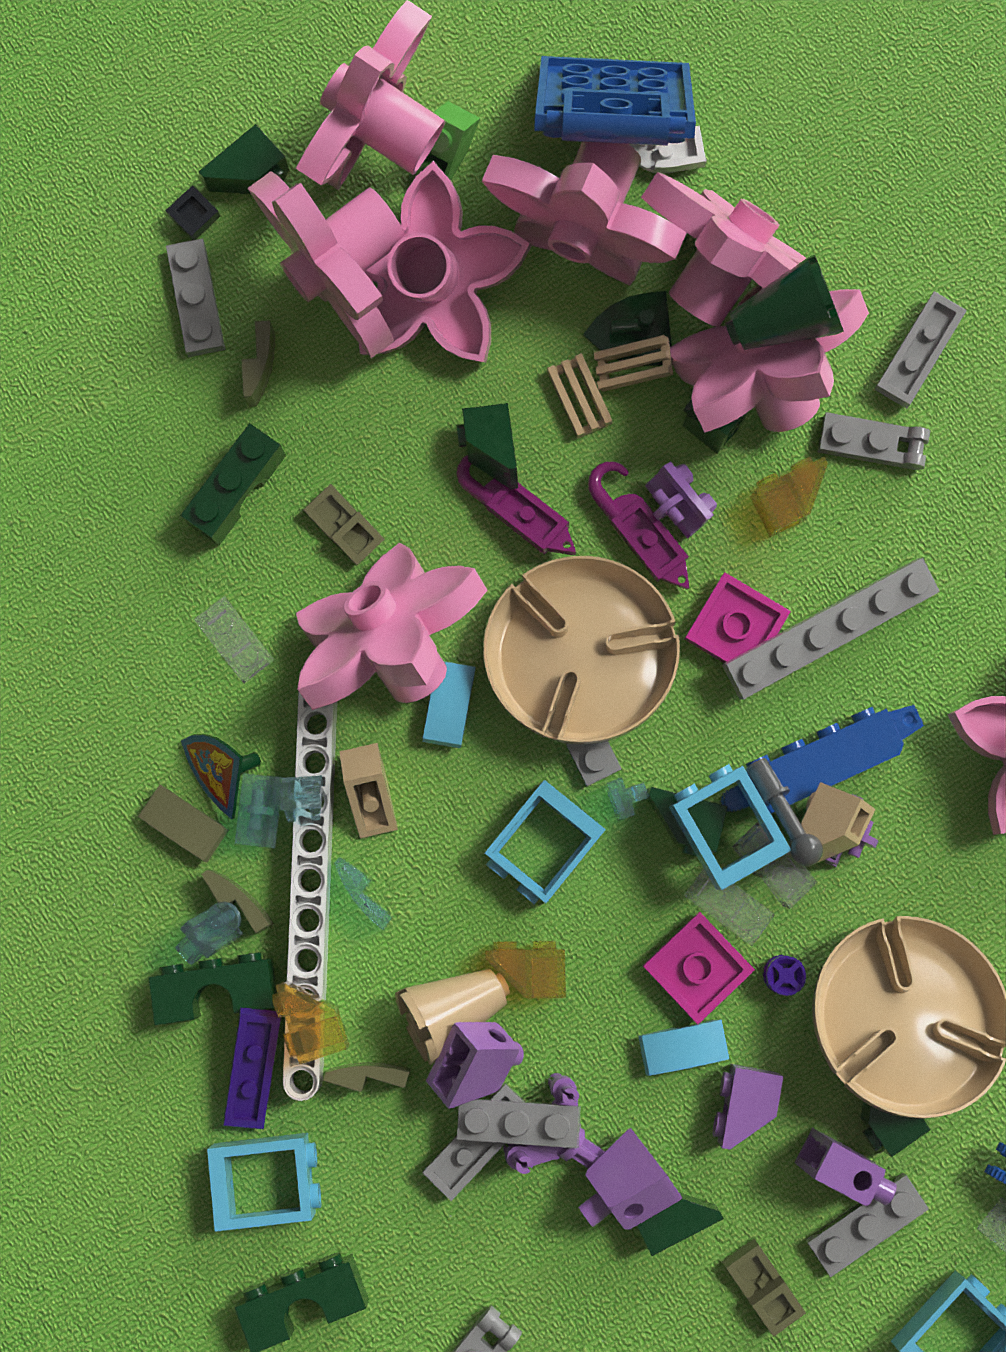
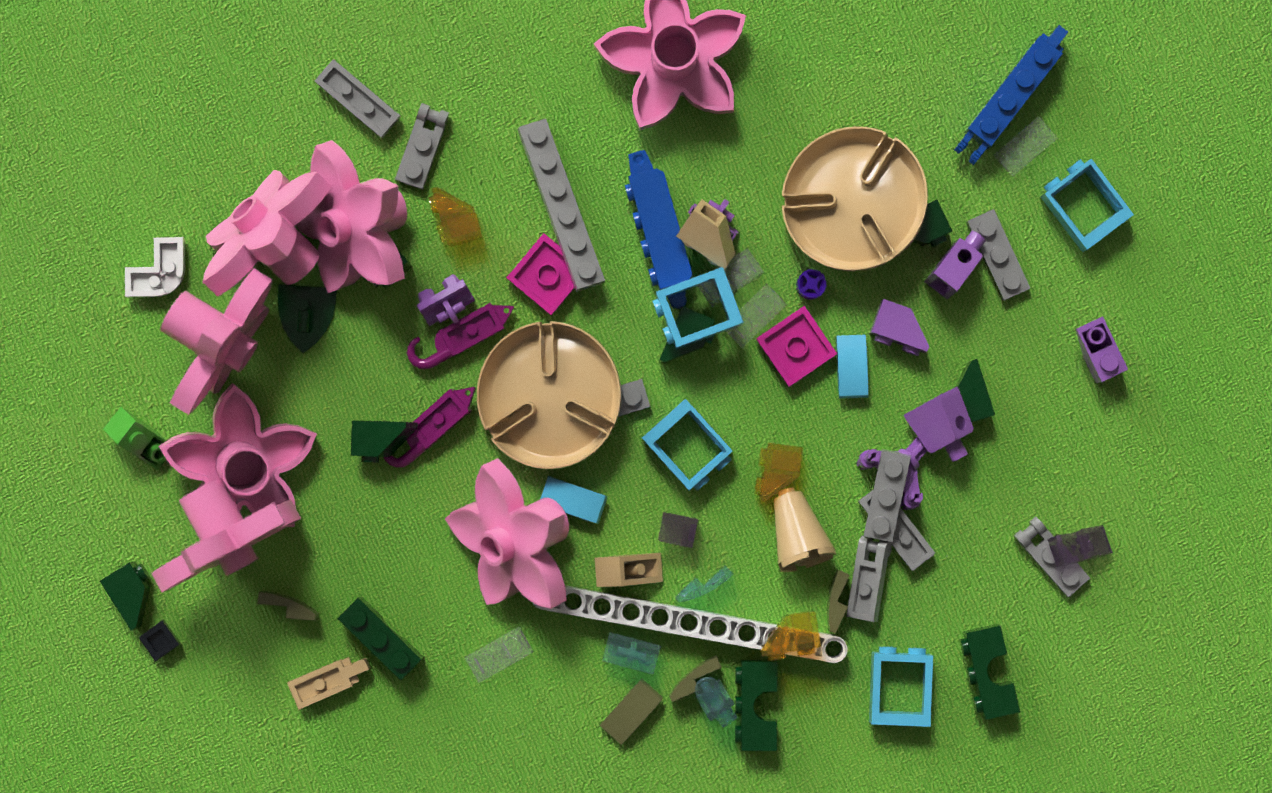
camera: 80 degrees left, 5 degrees up
(169, 426) = (326, 681): none -> tan hinge
(195, 297) = (226, 648): light grey plate -> none
(218, 768) = (595, 679): shield -> none
(251, 1068) = (818, 684): dark purple plate -> none
(301, 794) = (625, 618): clear light blue tile -> none
(343, 524) = (423, 559): olive slope -> none
(372, 109) = (113, 486): bright pink plant -> none
(399, 1114) = (868, 579): none -> light grey plate
(430, 846) = (678, 529): none -> panel
(473, 1062) = (839, 521): medium lavender torso -> none
(567, 367) = (328, 370): tan tile -> none
(615, 101) = (133, 302): blue plate -> none
(623, 798) = (663, 380): clear light blue tile -> none
(631, 349) = (334, 342): tan tile -> none
(764, 1287) = (1030, 337): olive slope -> none
(787, 310) = (329, 204): dark green cone -> none
(805, 848) = (722, 256): dark grey pin -> none

